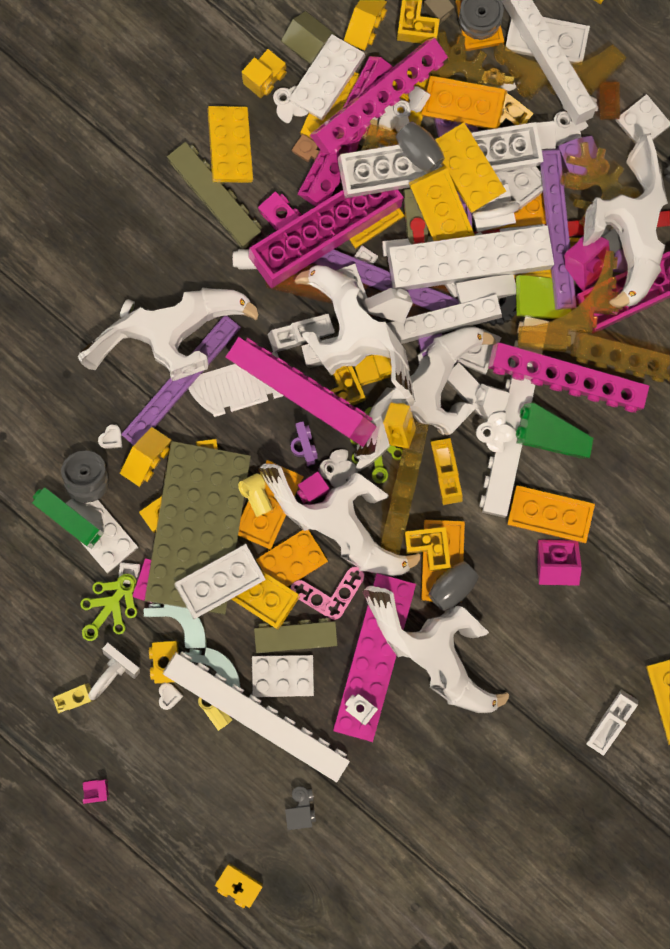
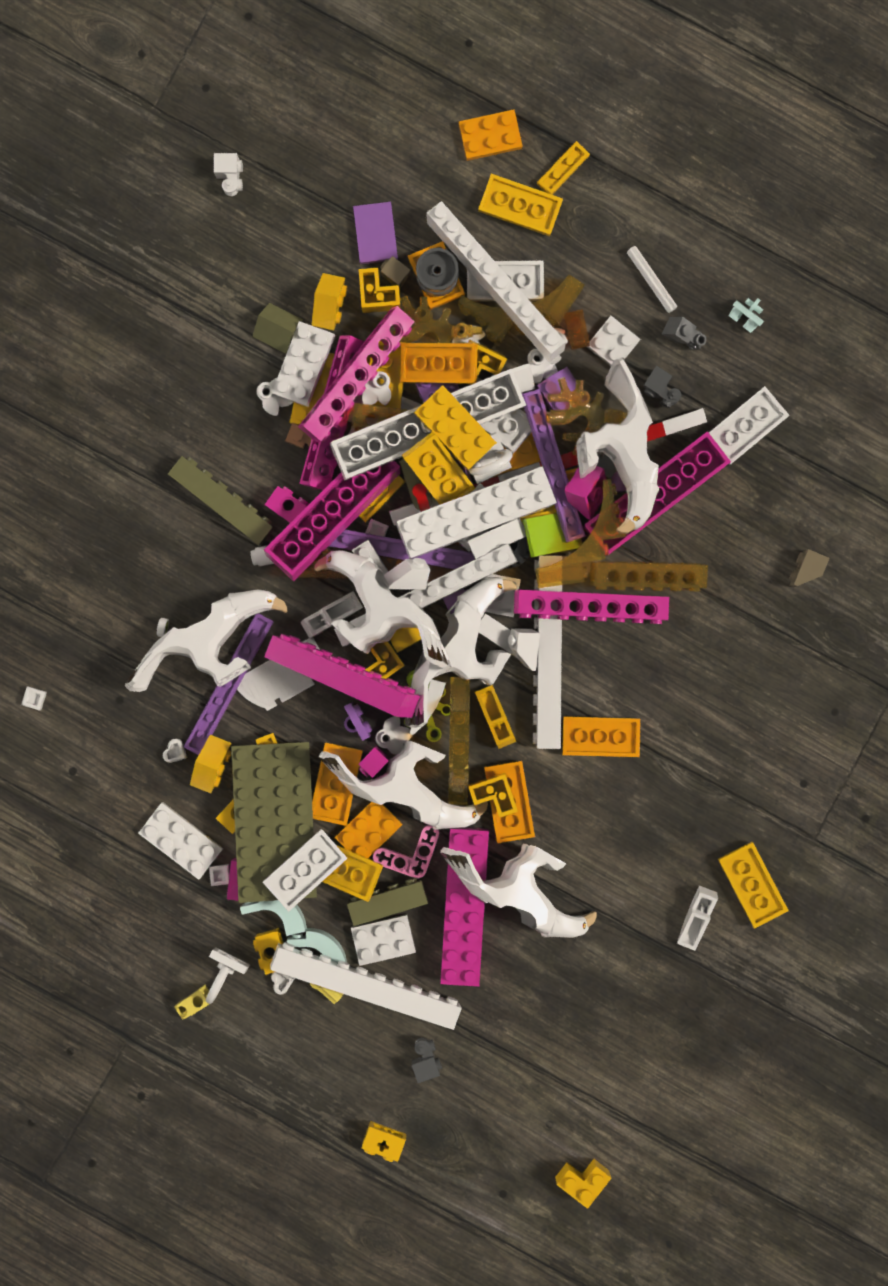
camera: 10 degrees left, 5 degrees up
(67, 517) = (149, 839): green slope -> none
(85, 476) = (157, 796): dark grey wheel -> none
(95, 791) = (233, 1083): dark pink panel -> none
(111, 604) = (209, 907): lime plant -> none
(230, 144) = (225, 448): yellow plate -> none
(253, 489) = (318, 775): light yellow piece -> none
(263, 73) = (242, 373): yellow brick -> none
(366, 715) = (469, 958): white brick -> none
(399, 425) = (442, 689): yellow brick -> none
(418, 99) = (394, 368): white tile -> none
(420, 147) = (405, 419): dark grey piece -> none
(453, 586) = (524, 826): dark grey piece -> none
(498, 432) = (537, 672): white plate -> none
(548, 432) = (582, 661): green slope -> none
(559, 562) = (617, 780): dark pink slope -> none

